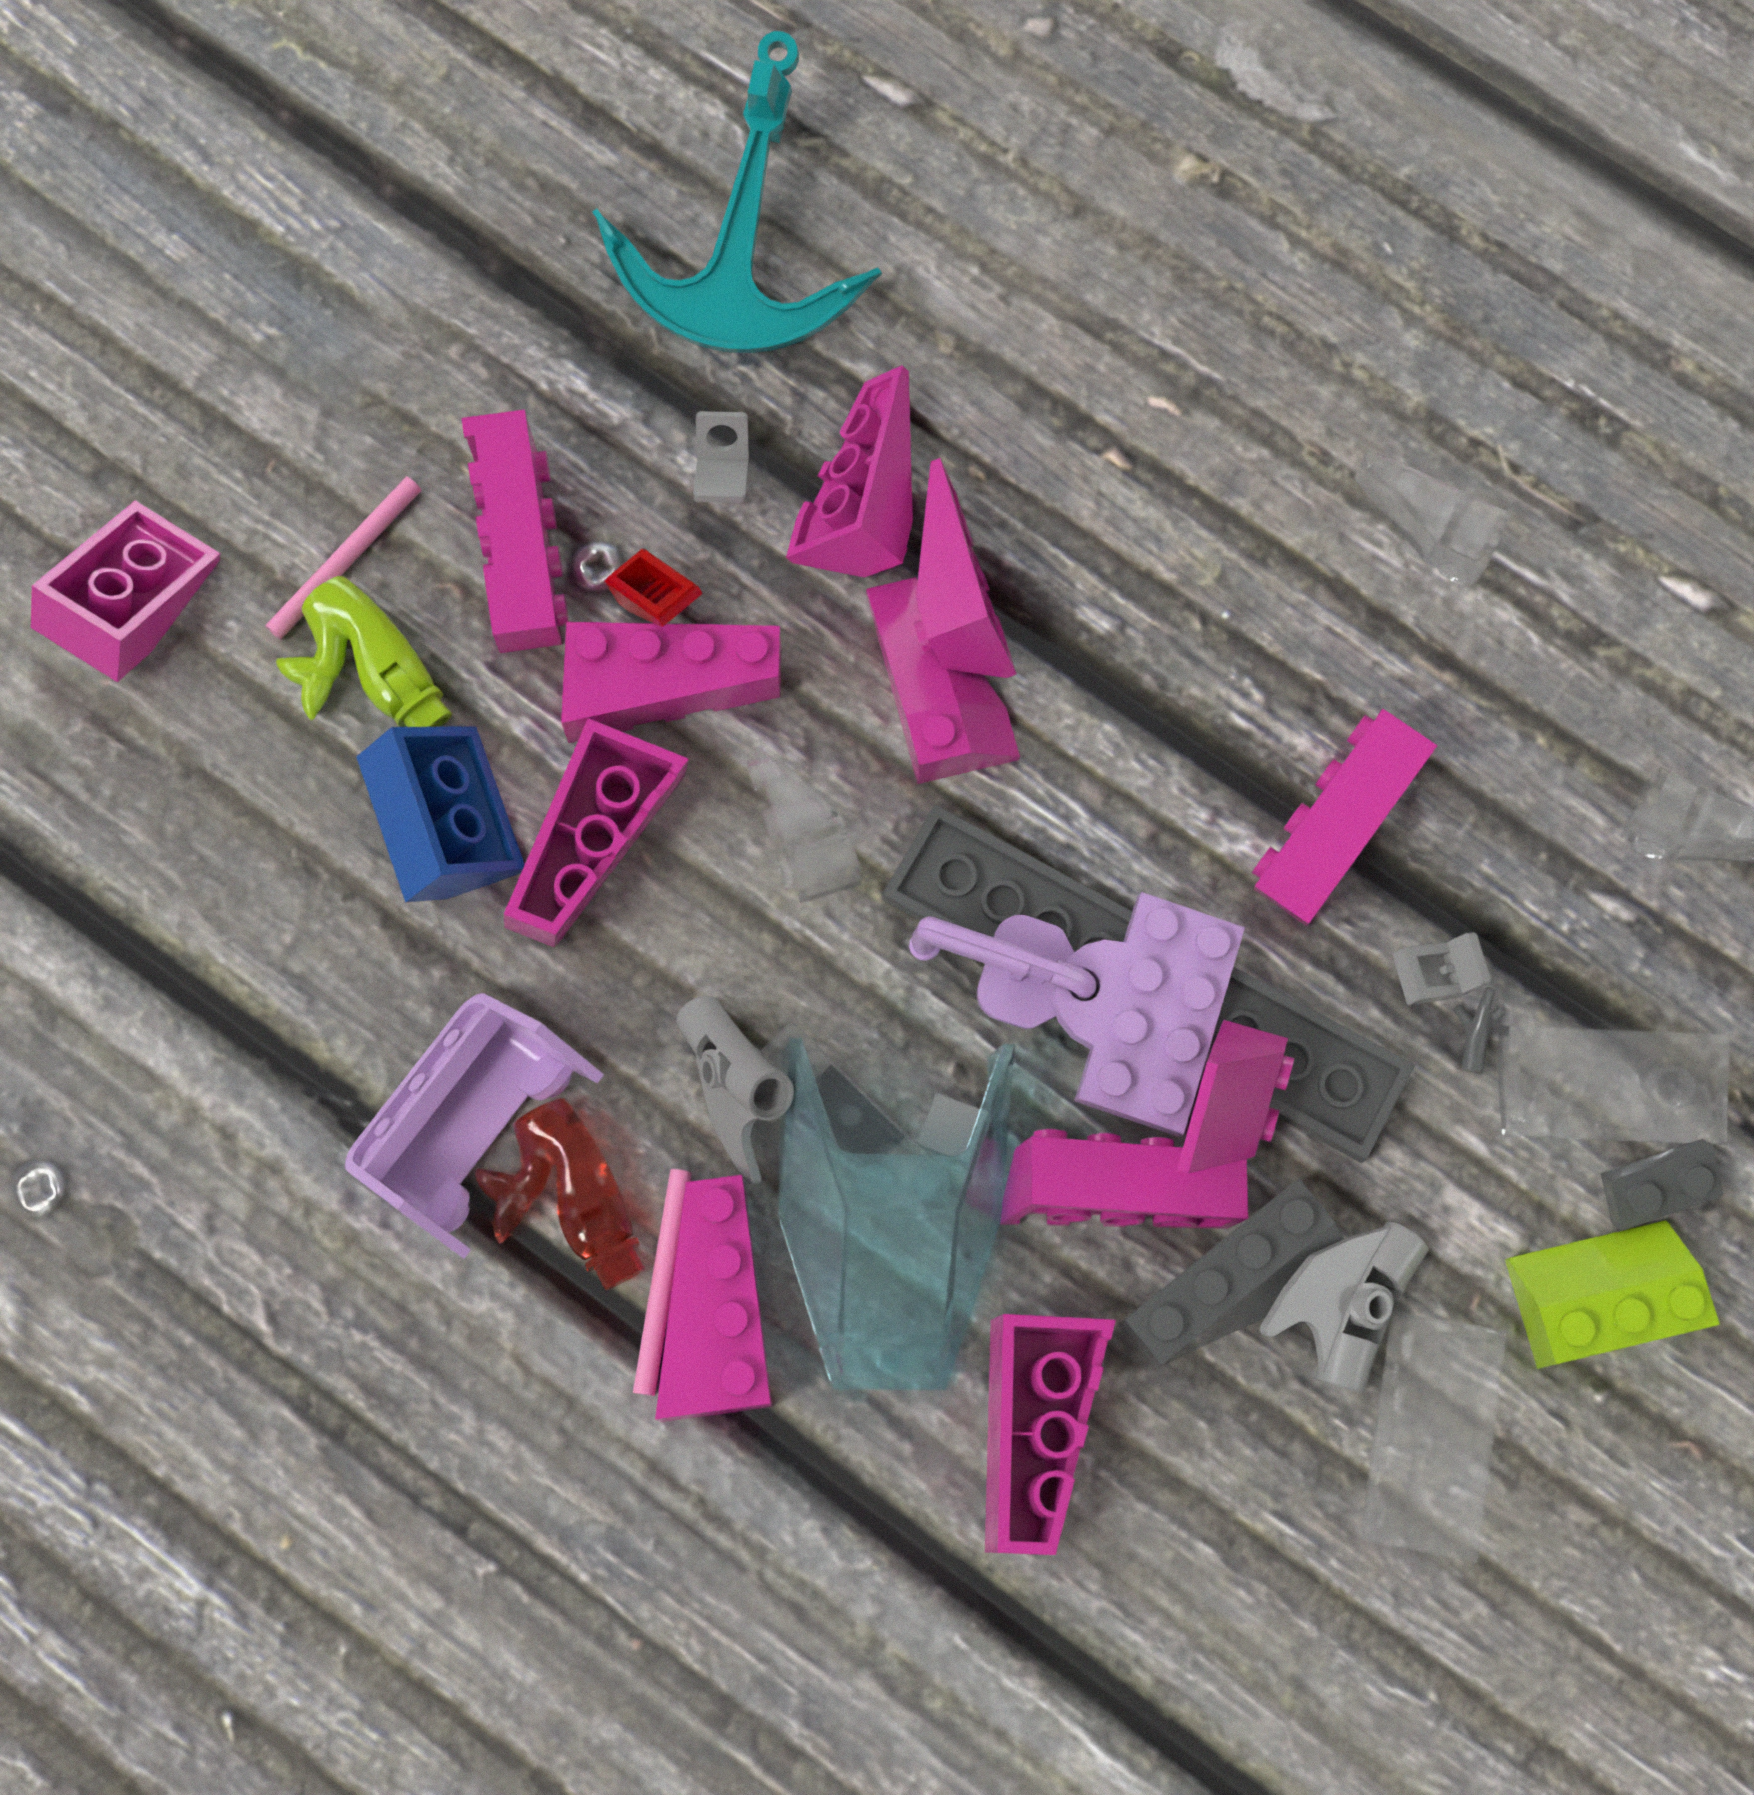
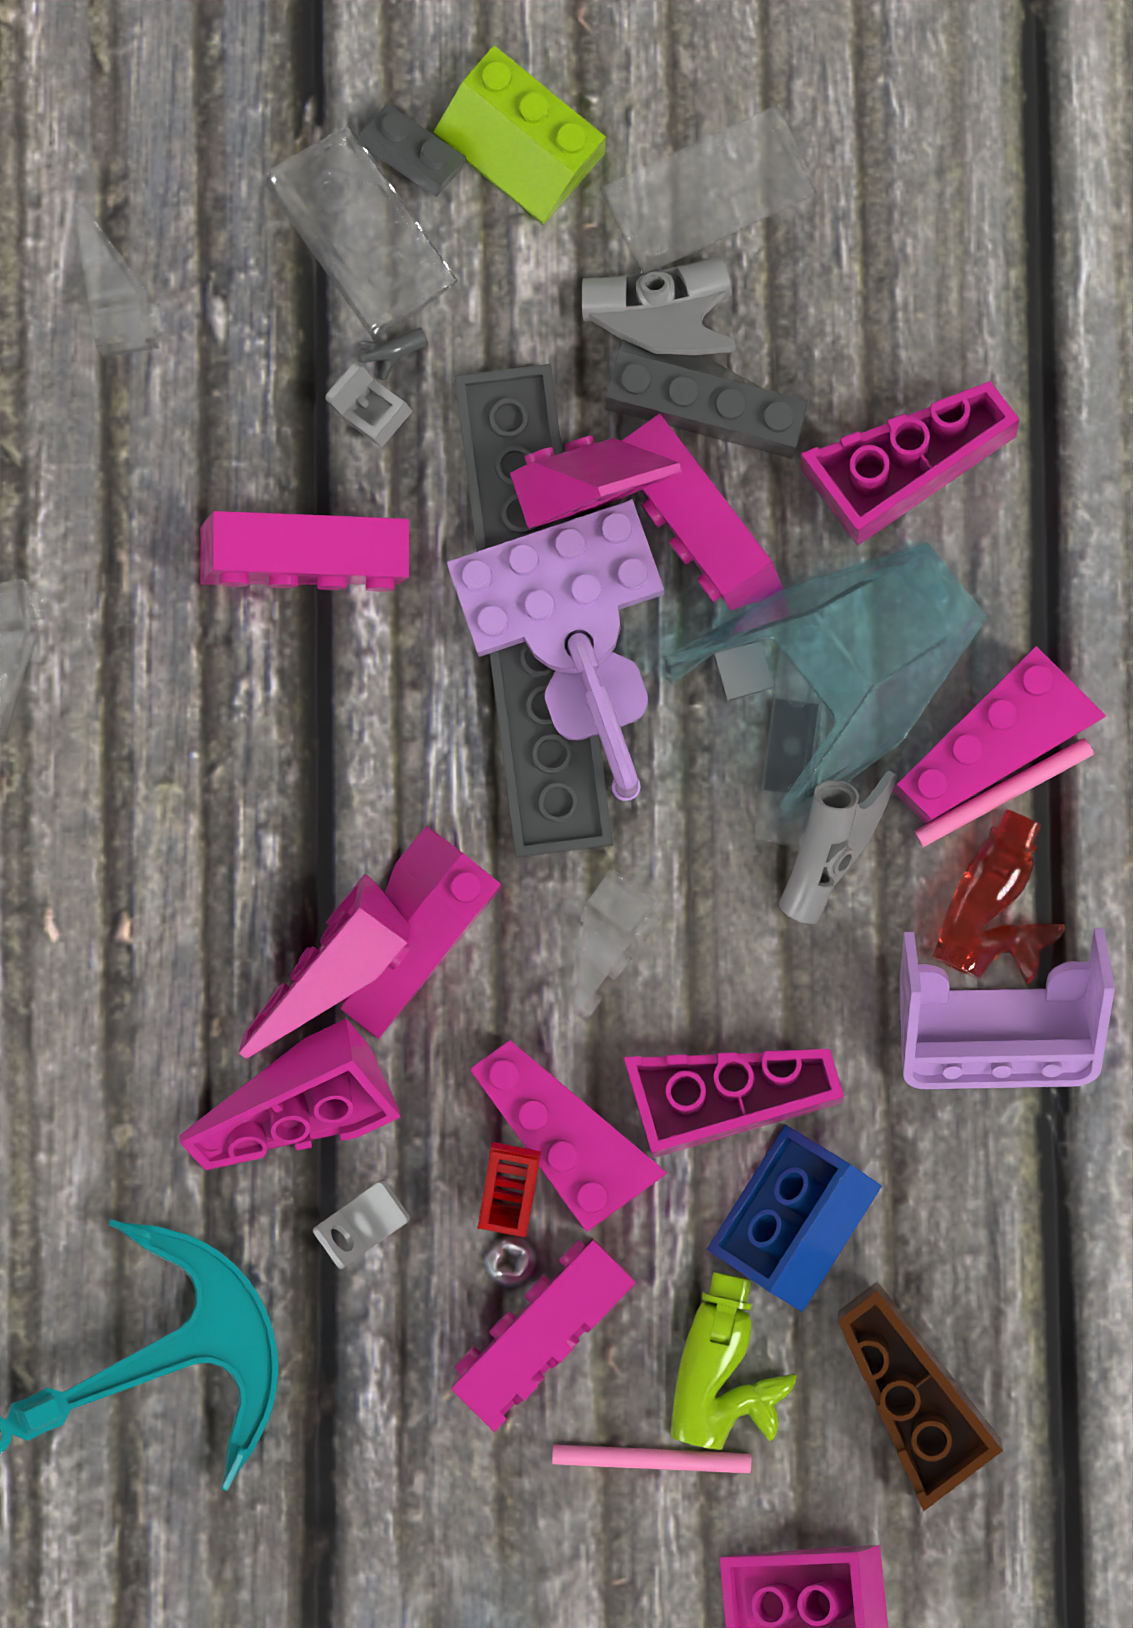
camera: 125 degrees left, 10 degrees up
(205, 797) = (923, 1407): none -> reddish brown wedge

